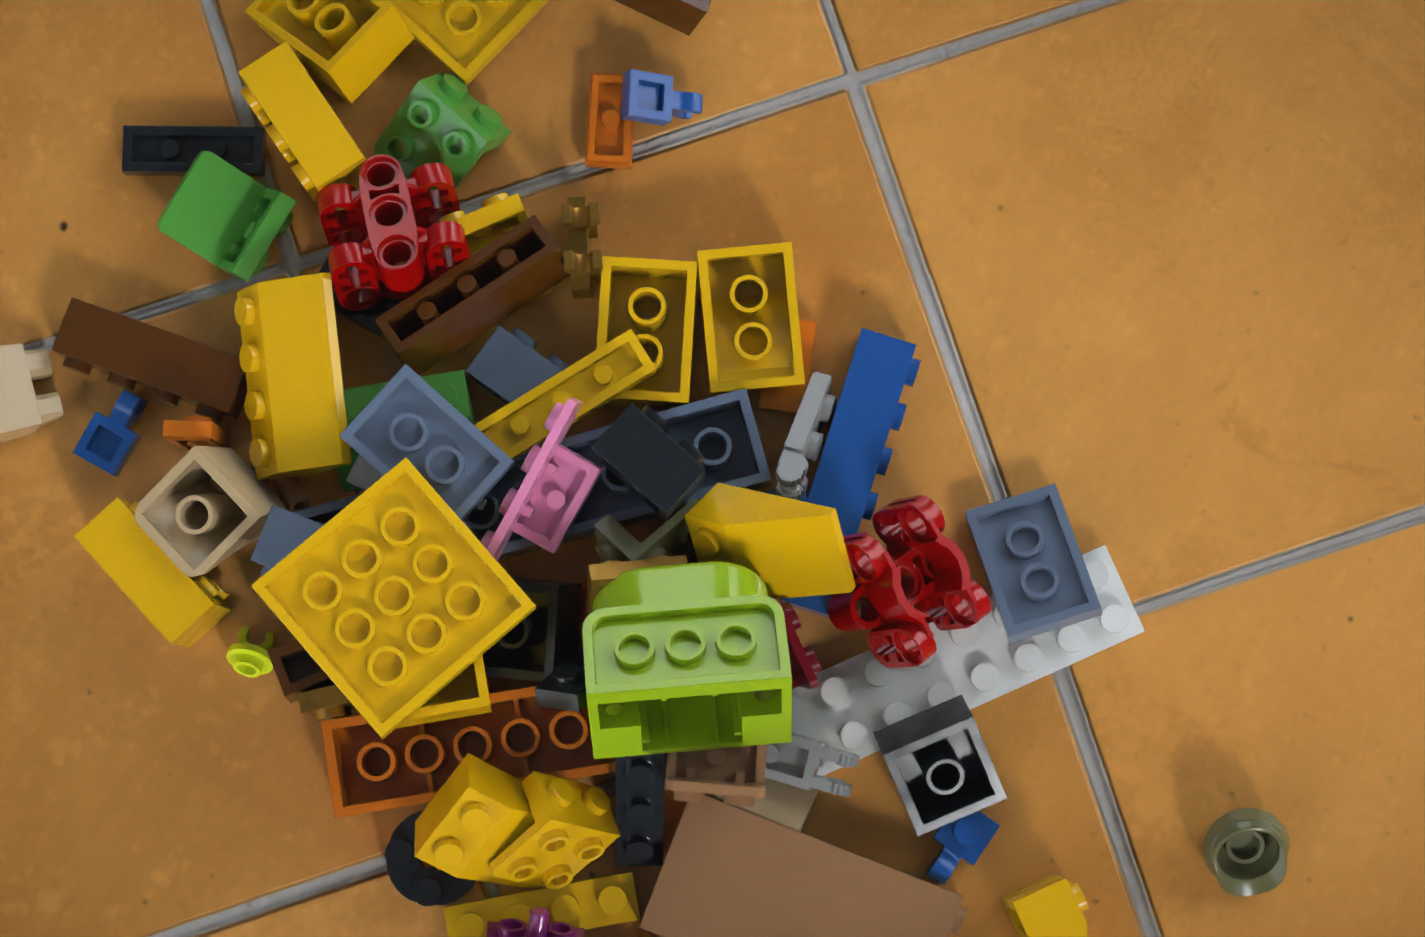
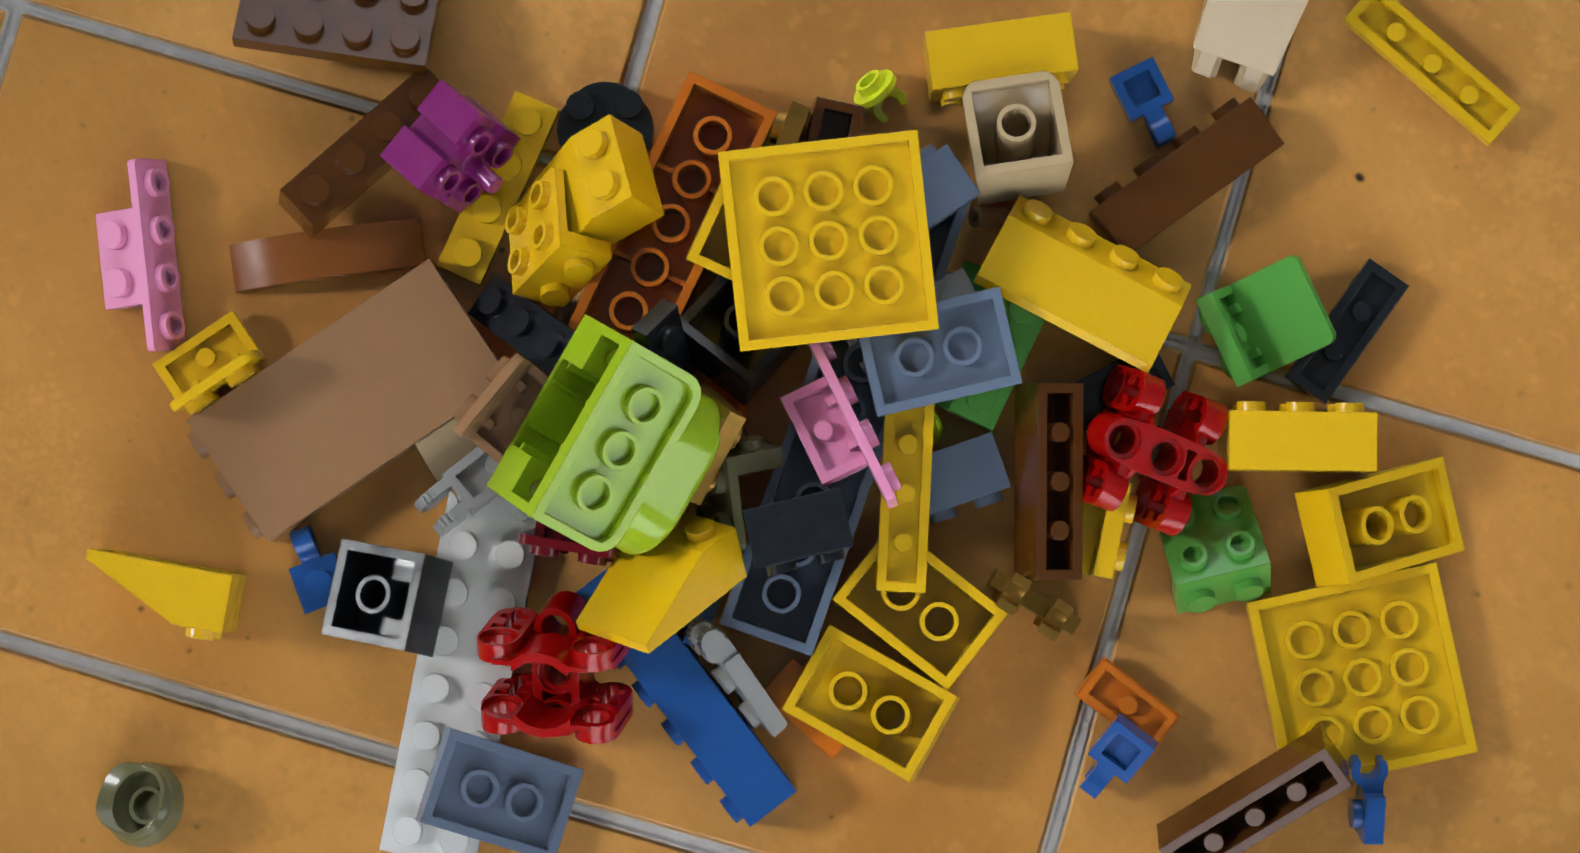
camera: 125 degrees right, 5 degrees up
(195, 431) = (1094, 171): orange plate -> none

